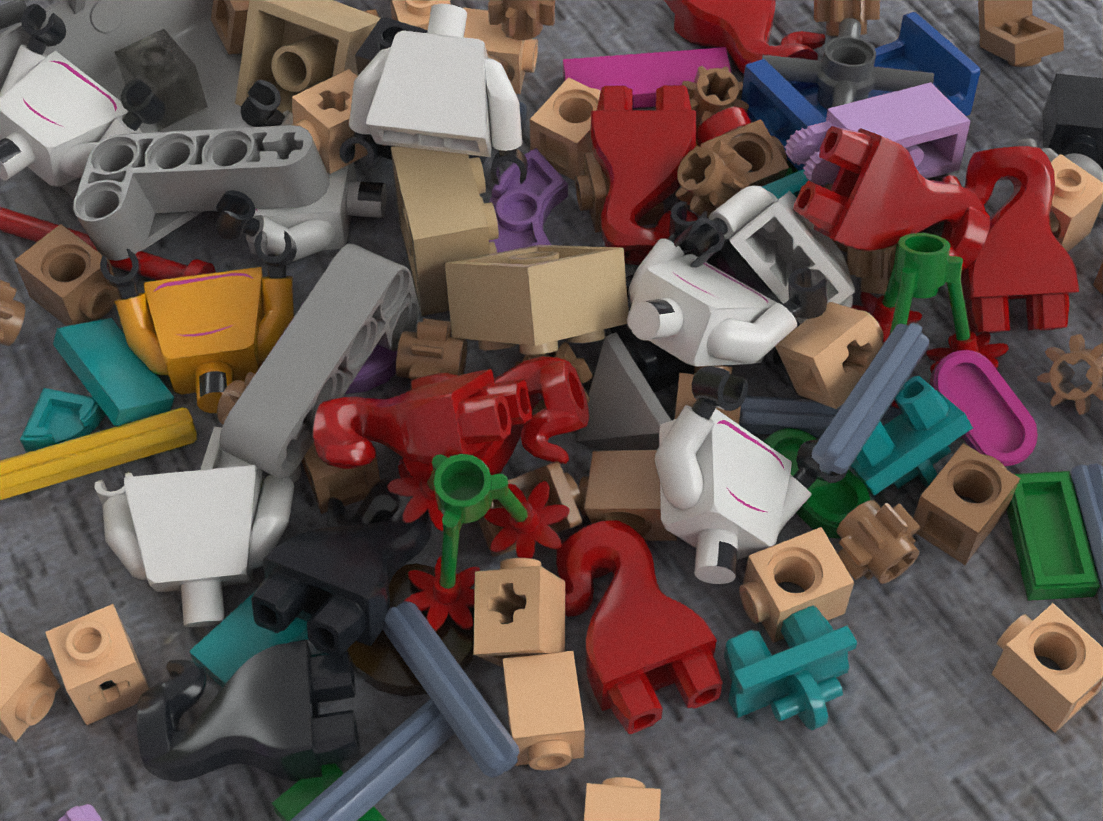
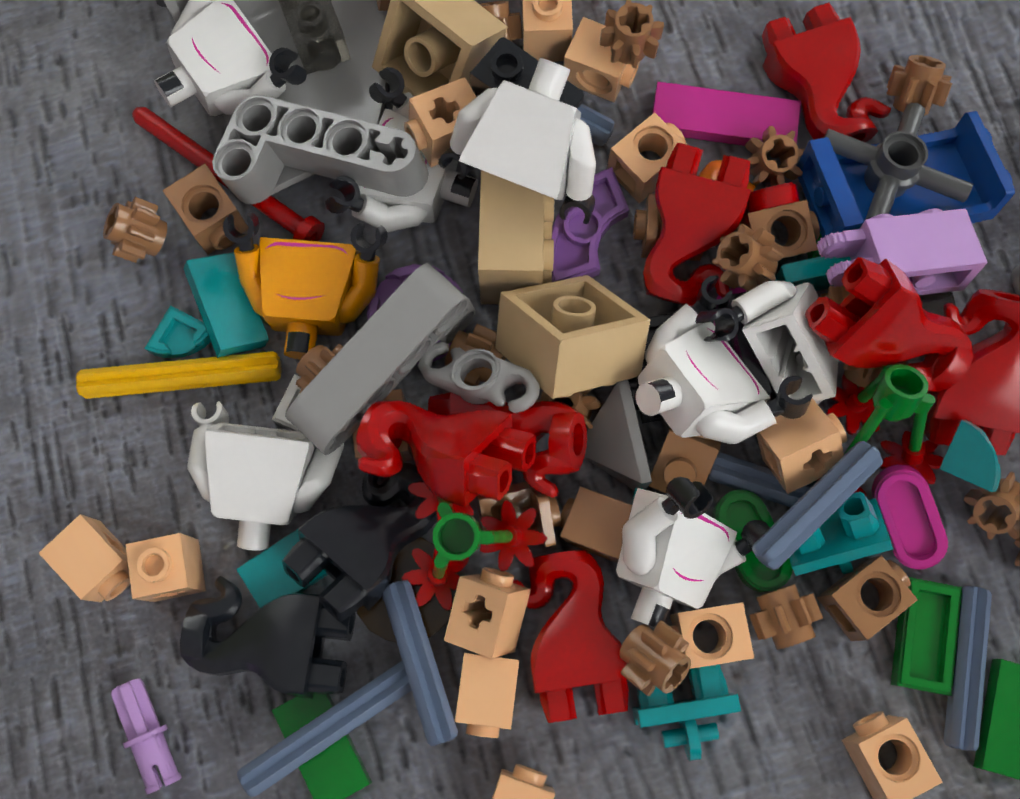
camera: 15 degrees right, 20 degrees up
(467, 345) = (502, 377): none -> light grey piece
(736, 599) = (655, 658): none -> medium nougat gear
(1028, 323) = (972, 457): none -> teal tile

